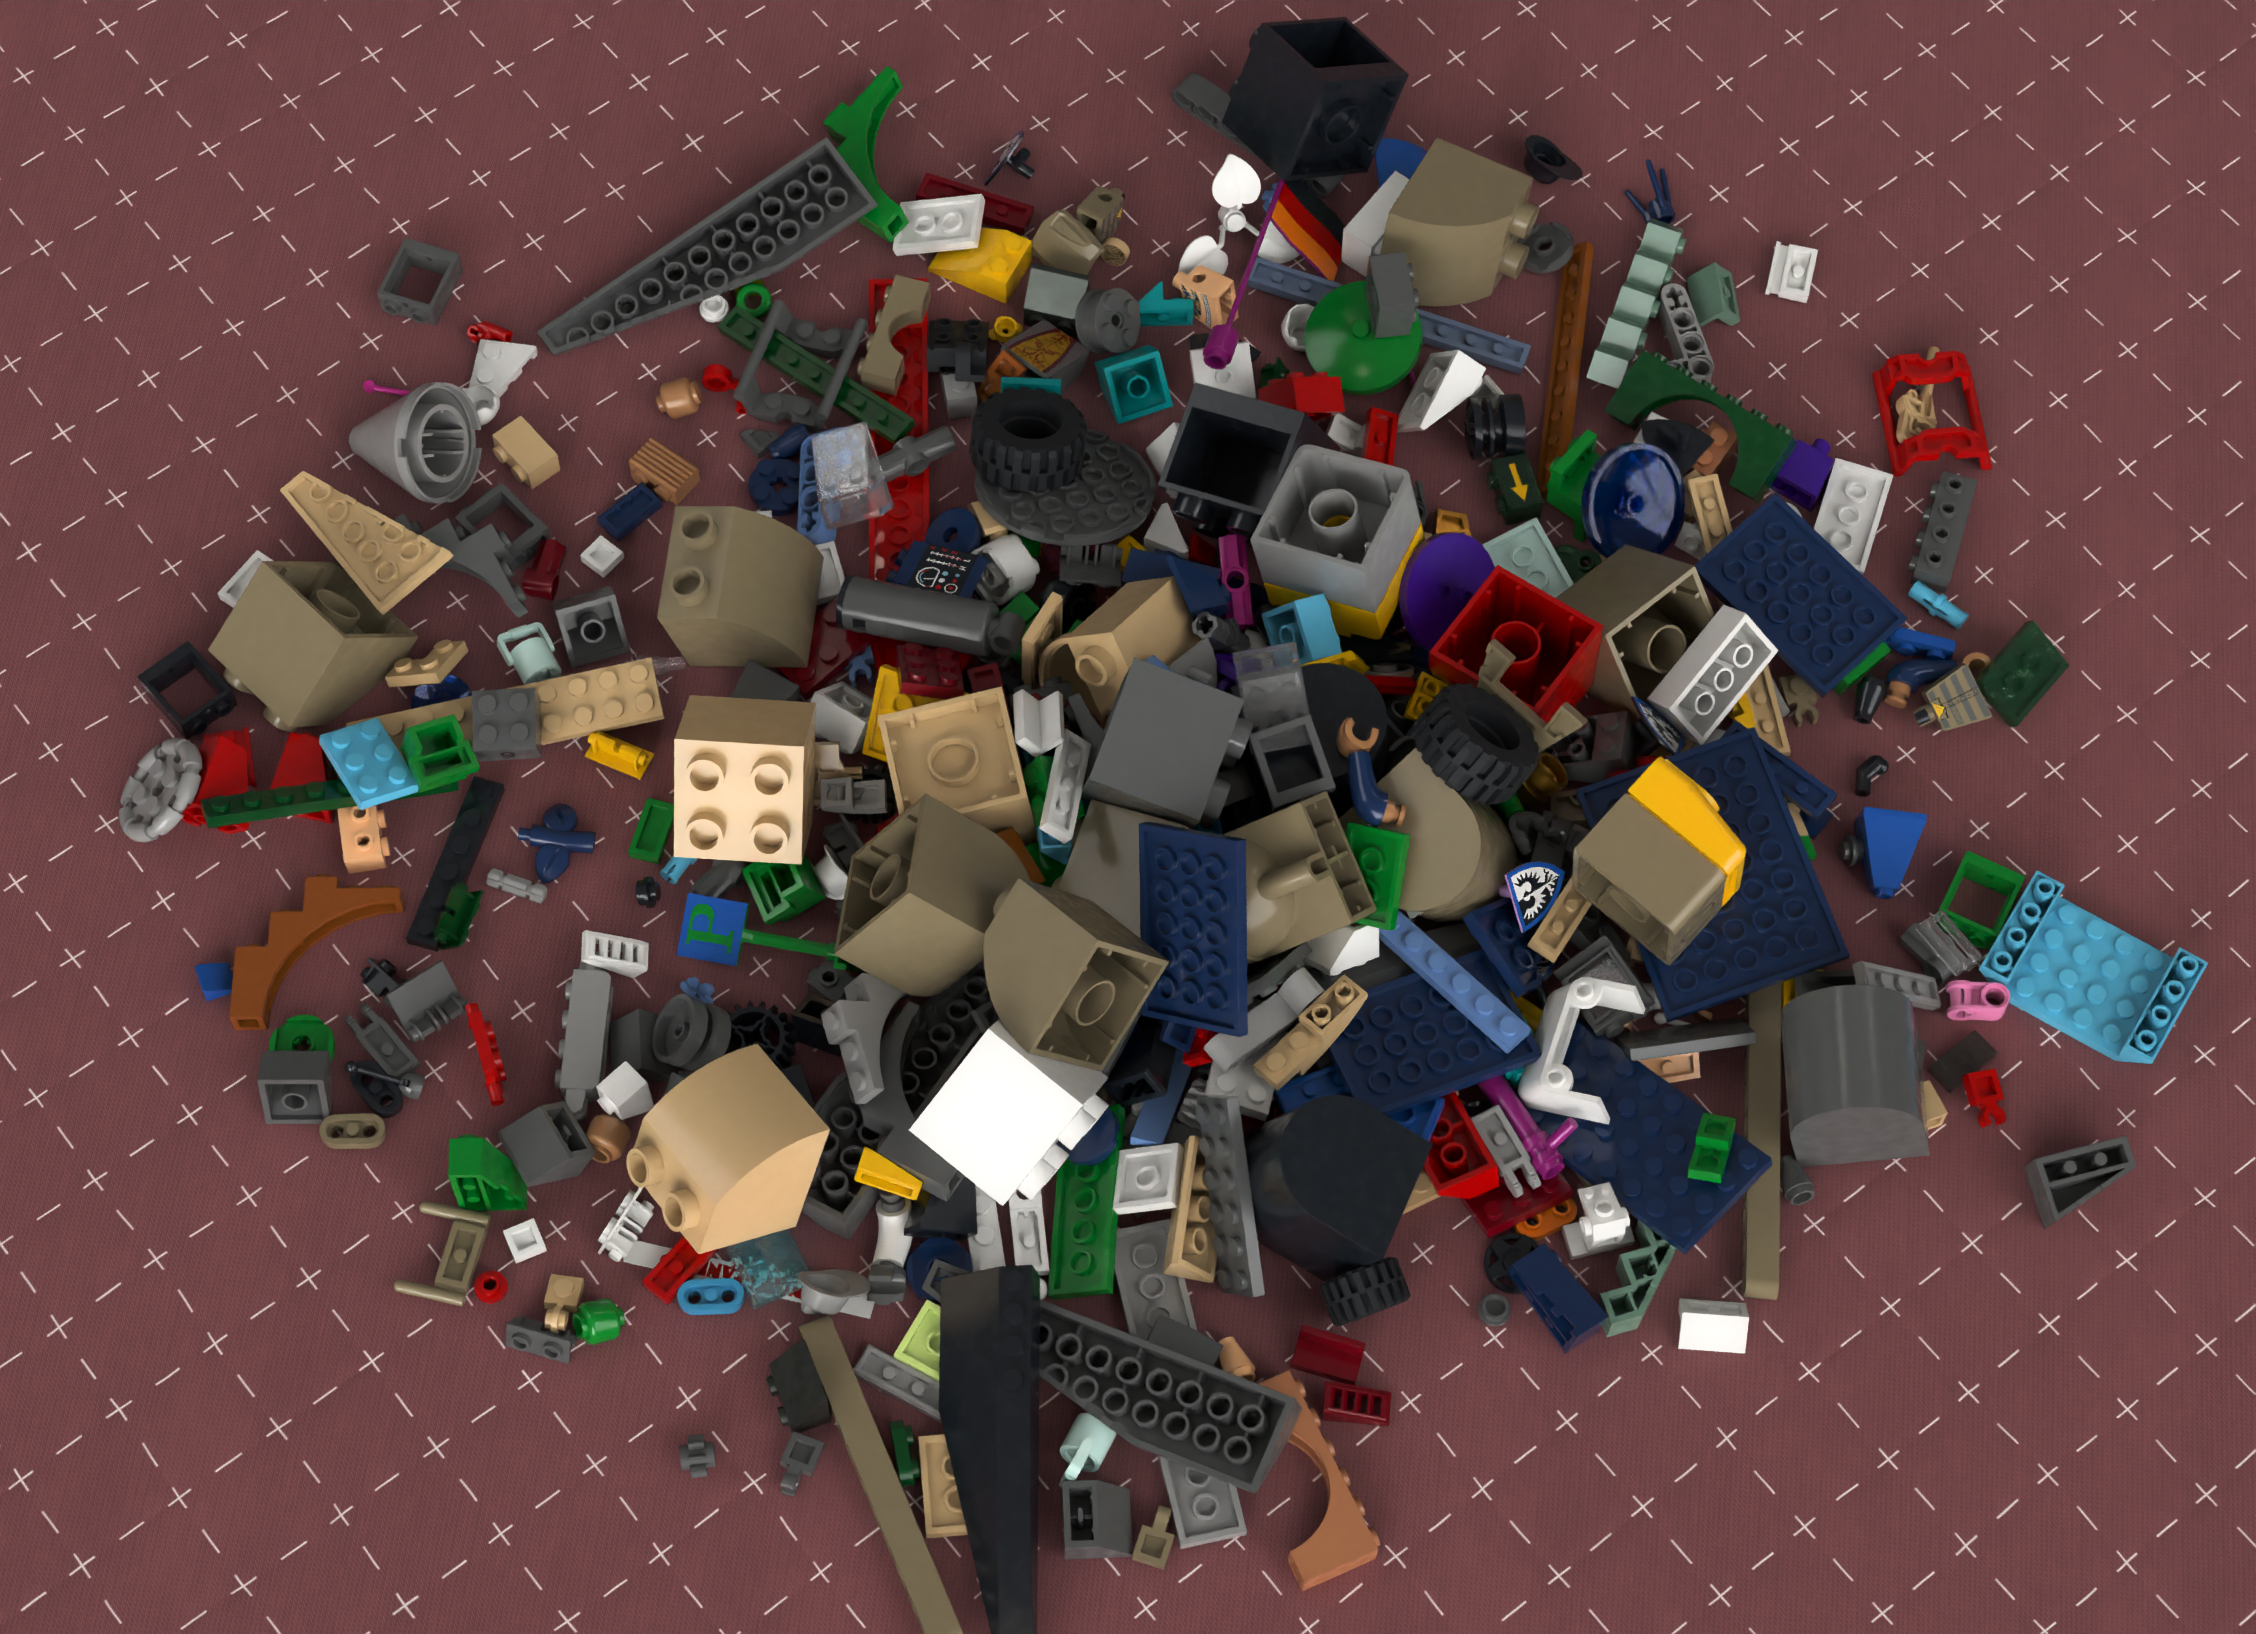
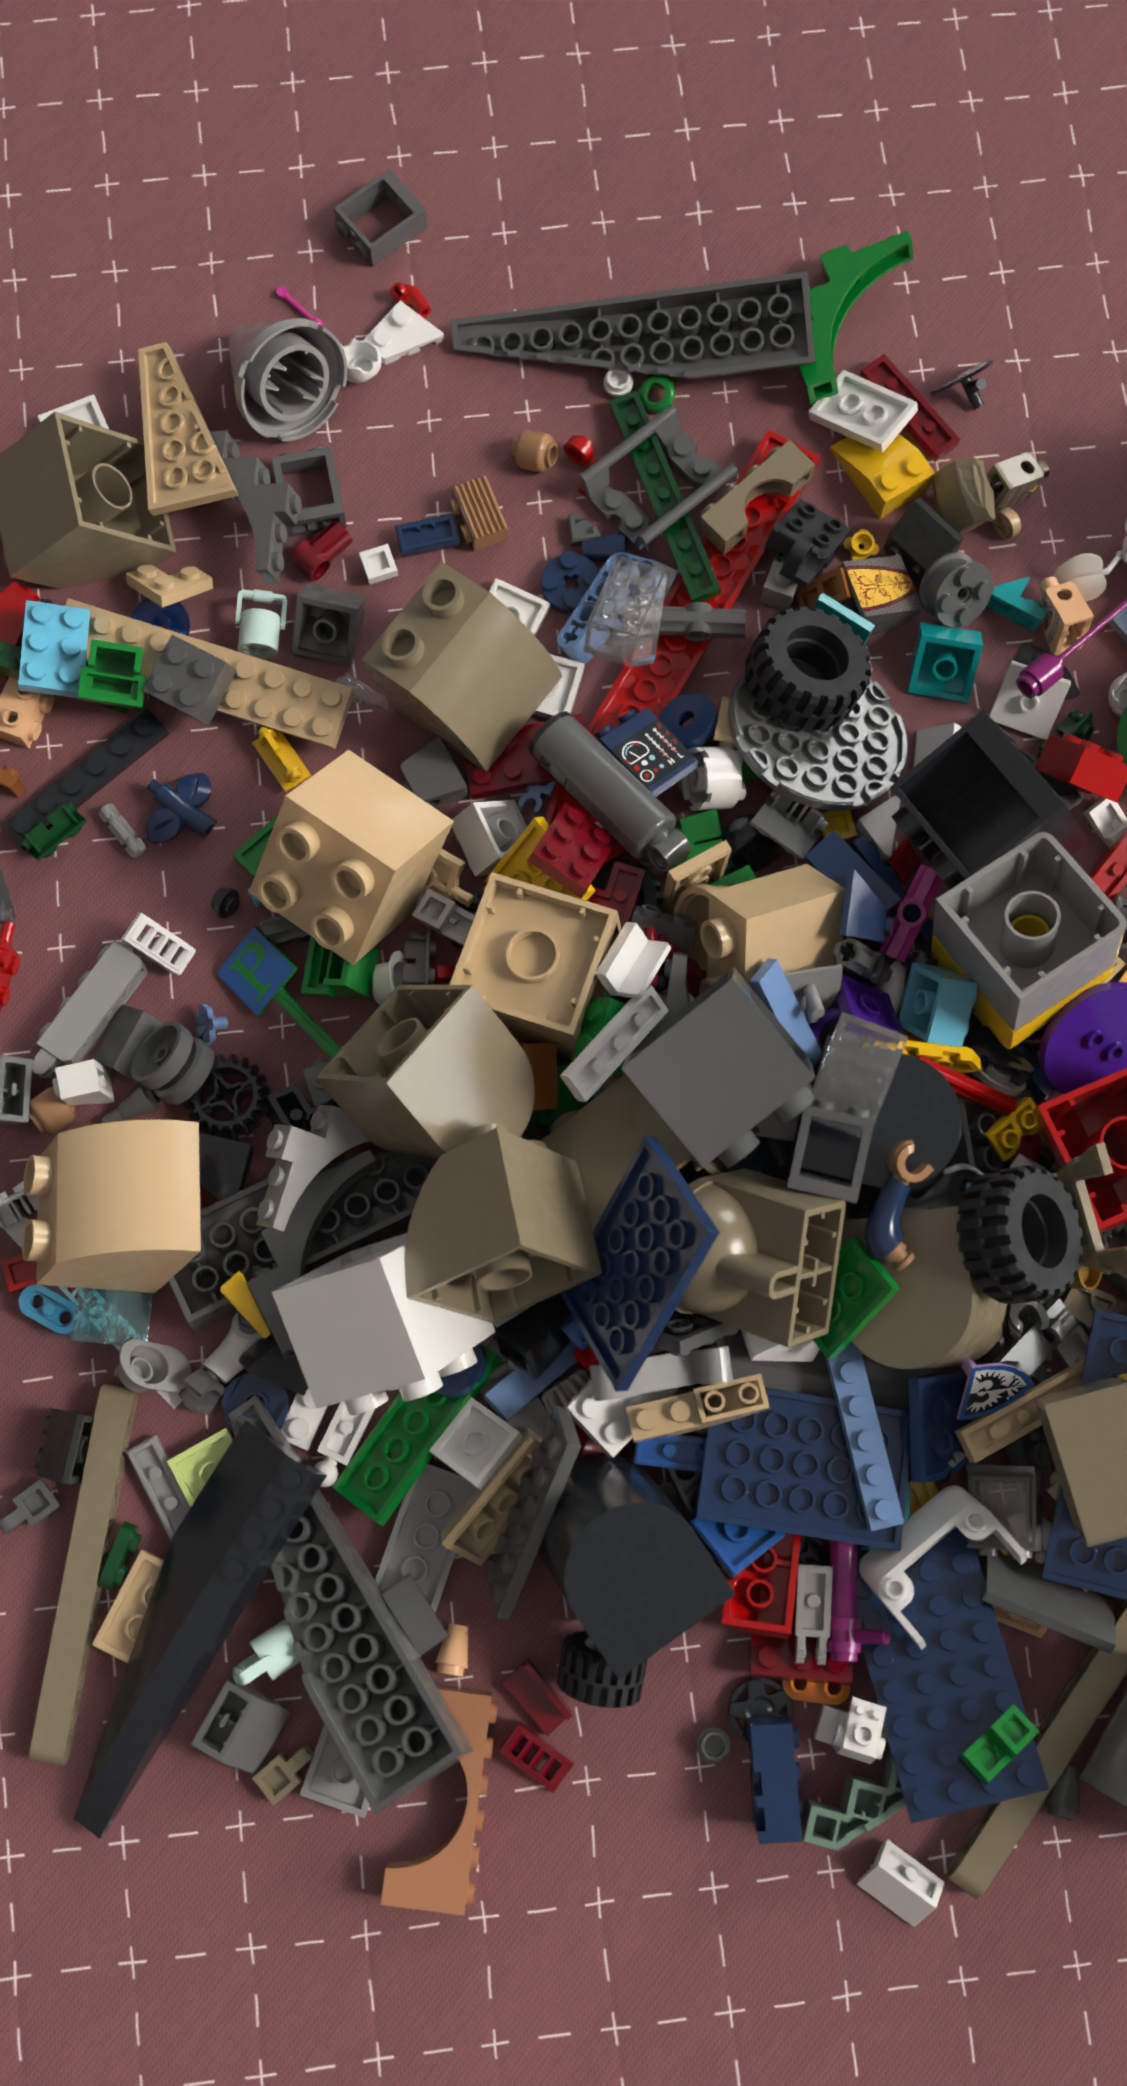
camera: 30 degrees right, 15 degrees up
(525, 453) = (372, 429): tan brick -> none

